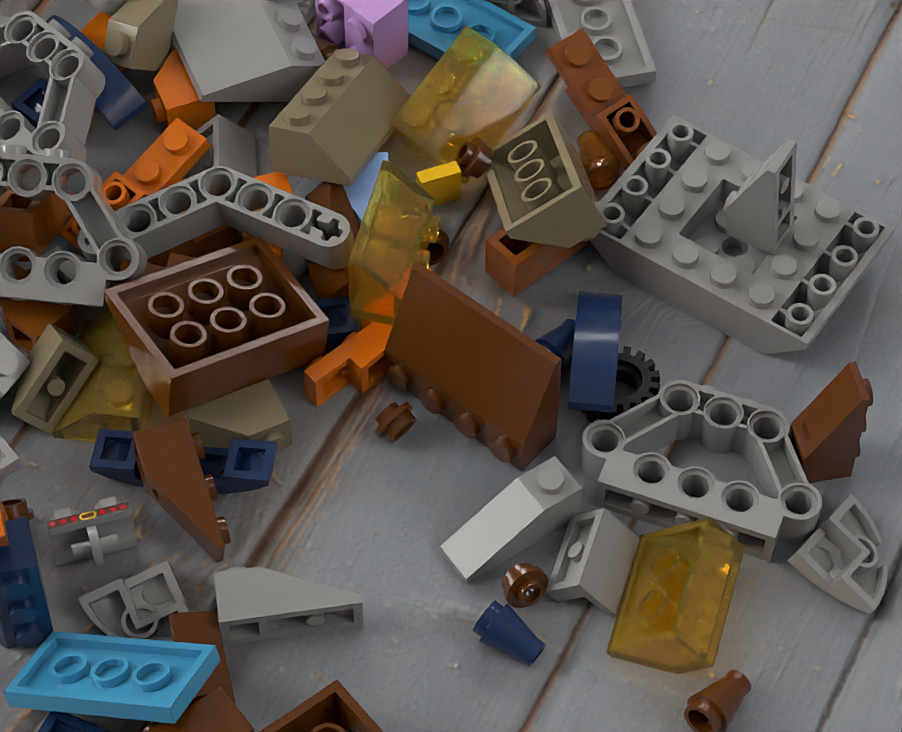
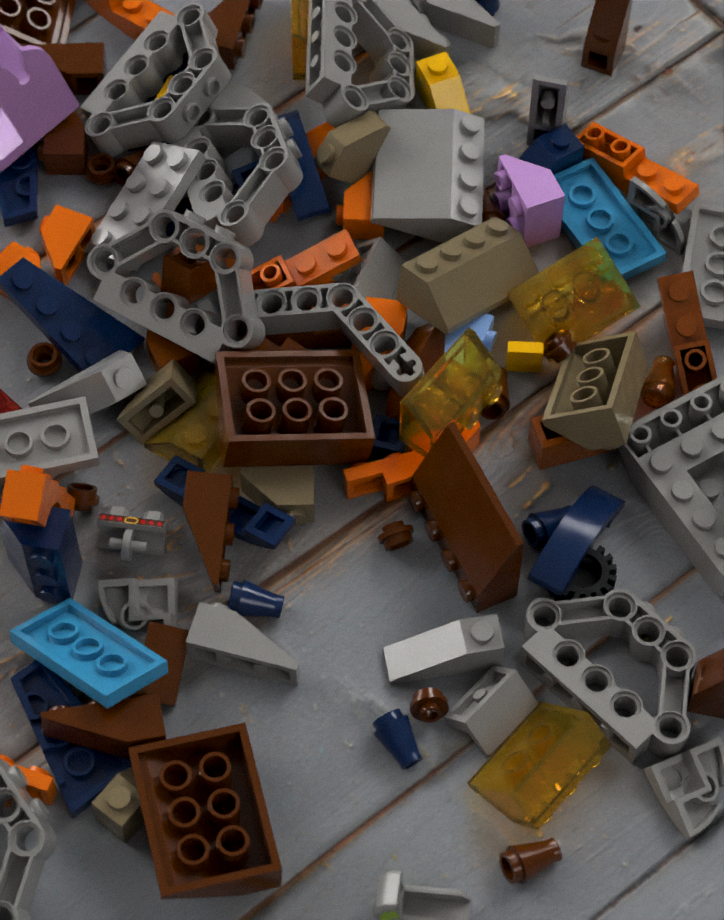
camera: 25 degrees right, 5 degrees up
(271, 550) = (254, 600): none -> dark blue cone

